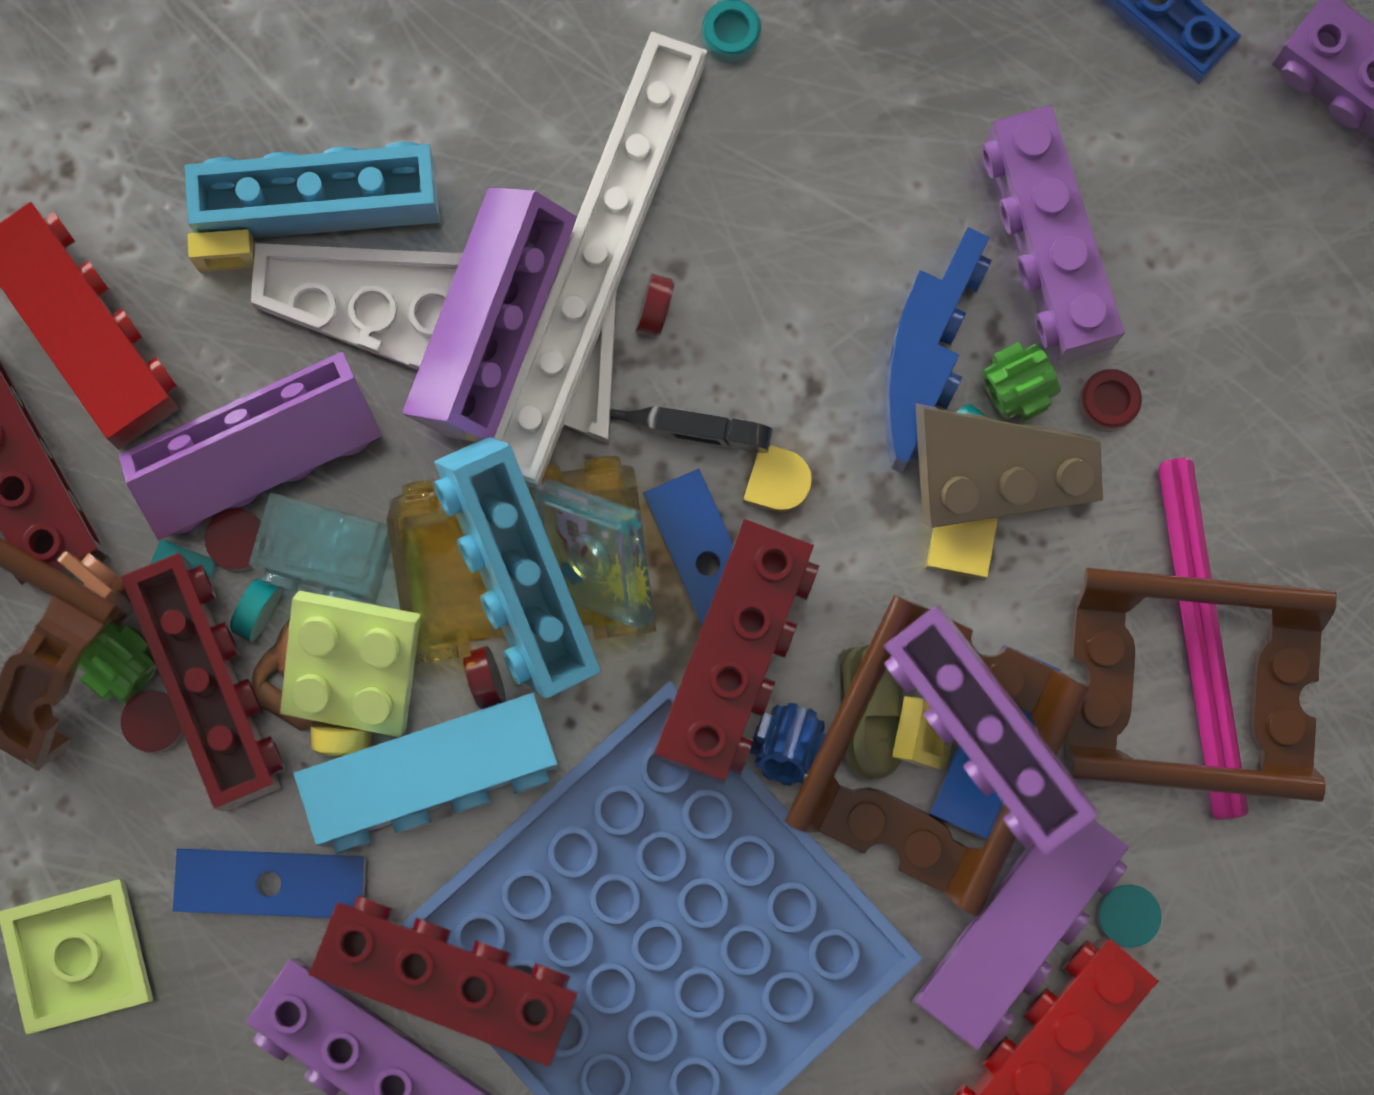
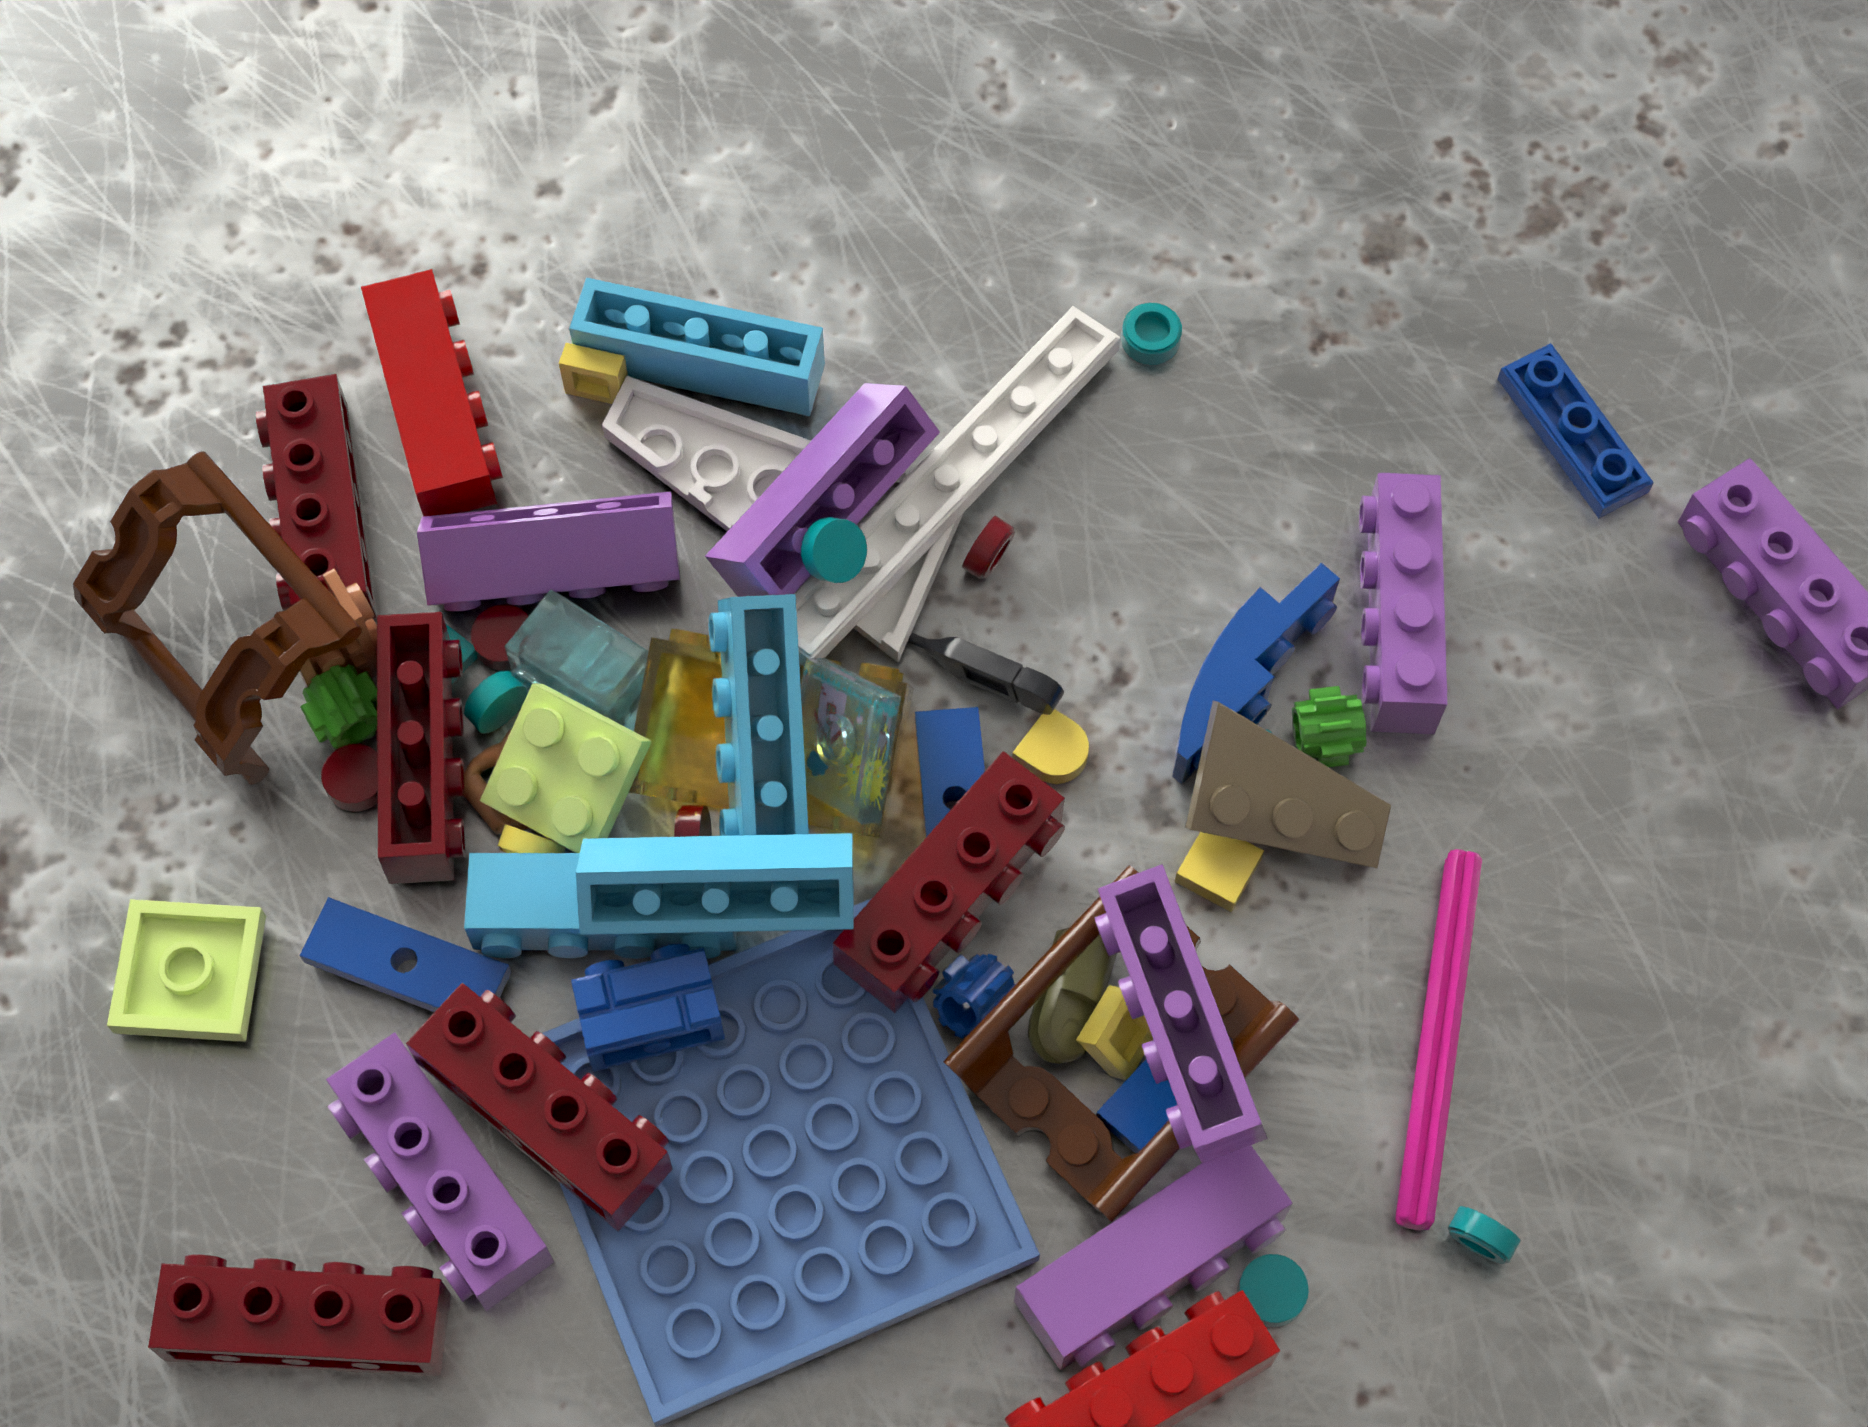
camera: 20 degrees right, 15 degrees down
(506, 860) = (647, 1006): none -> blue brick
(522, 373) = (834, 550): none -> teal tile
(533, 738) = (715, 884): none -> medium azure brick
(1110, 400) = (1415, 779): dark red tile -> none
(1279, 674) = (1513, 1095): reddish brown piece -> none
(1295, 811) = (1483, 1235): none -> teal tile

